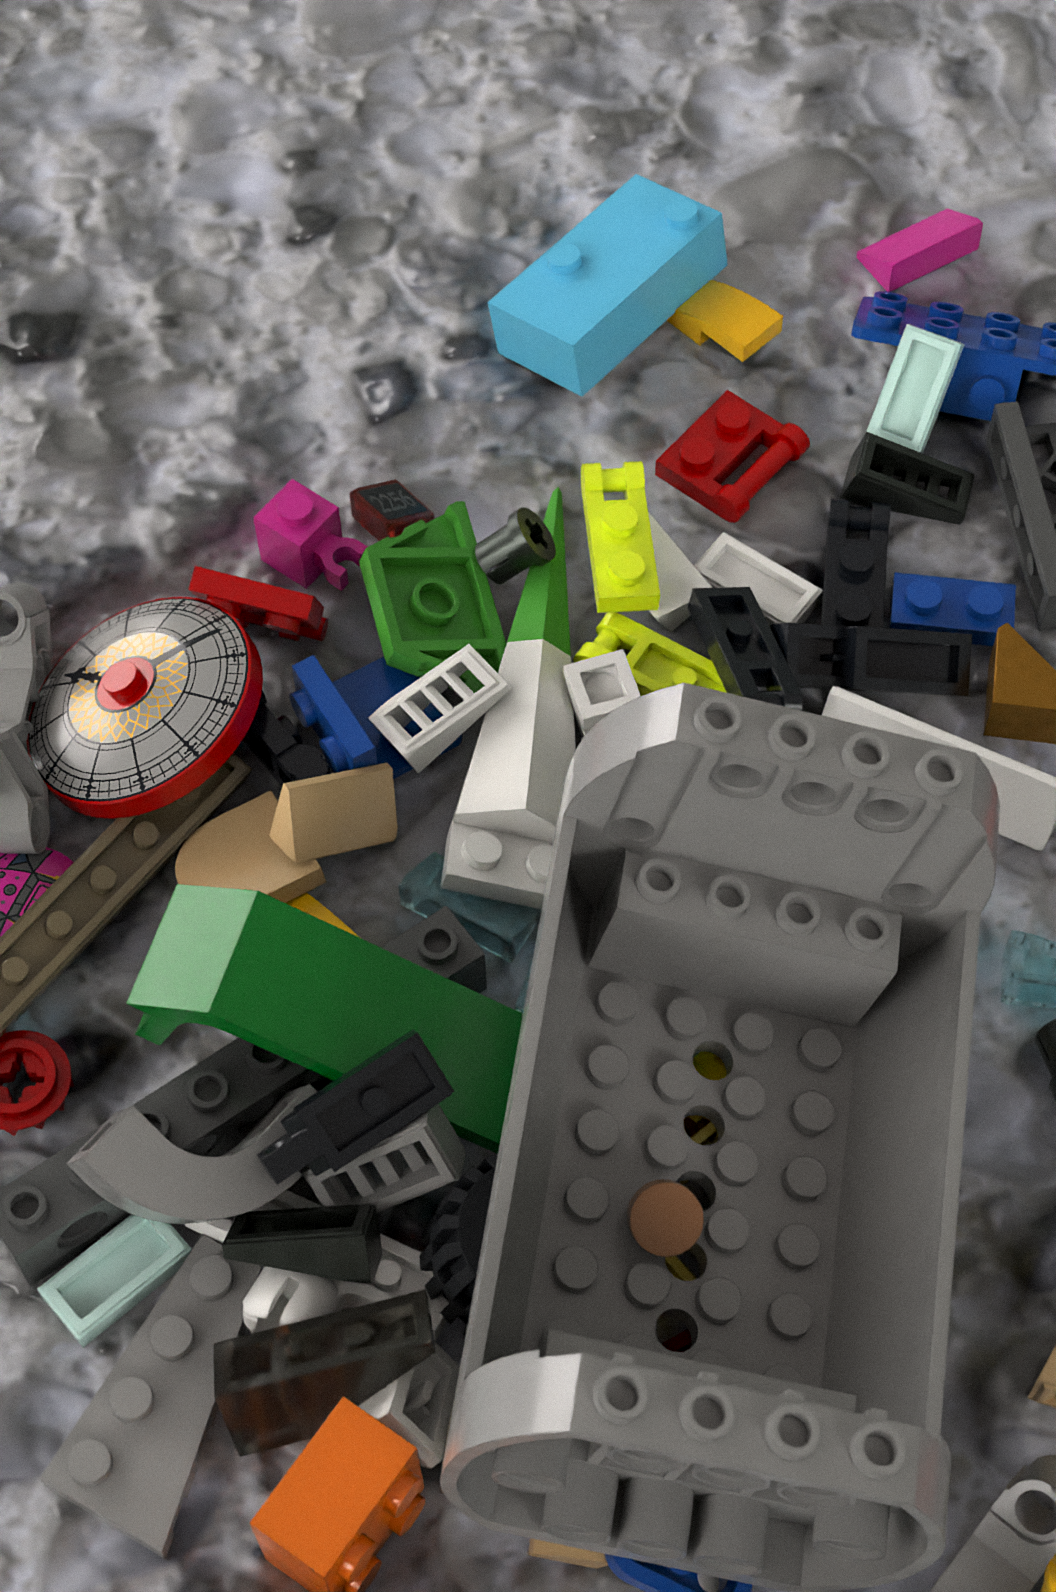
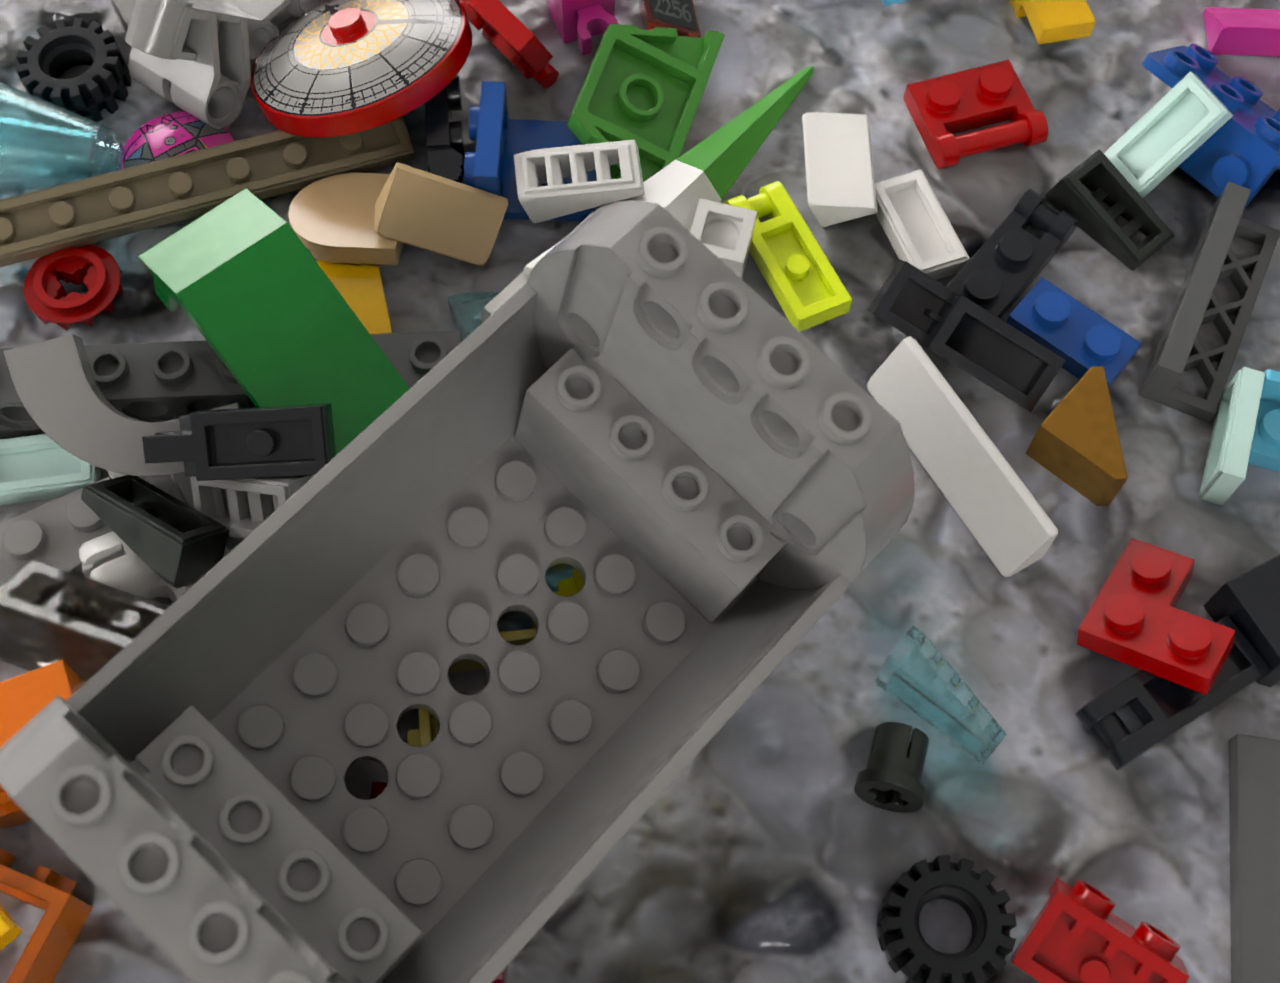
camera: 30 degrees right, 5 degrees up
(515, 546) = (744, 89): pearl dark grey bush -> none
(619, 538) = (823, 125): neon yellow plate -> none
(665, 1218) = (412, 678): medium nougat tile -> none
(743, 645) = (856, 271): black plate -> none

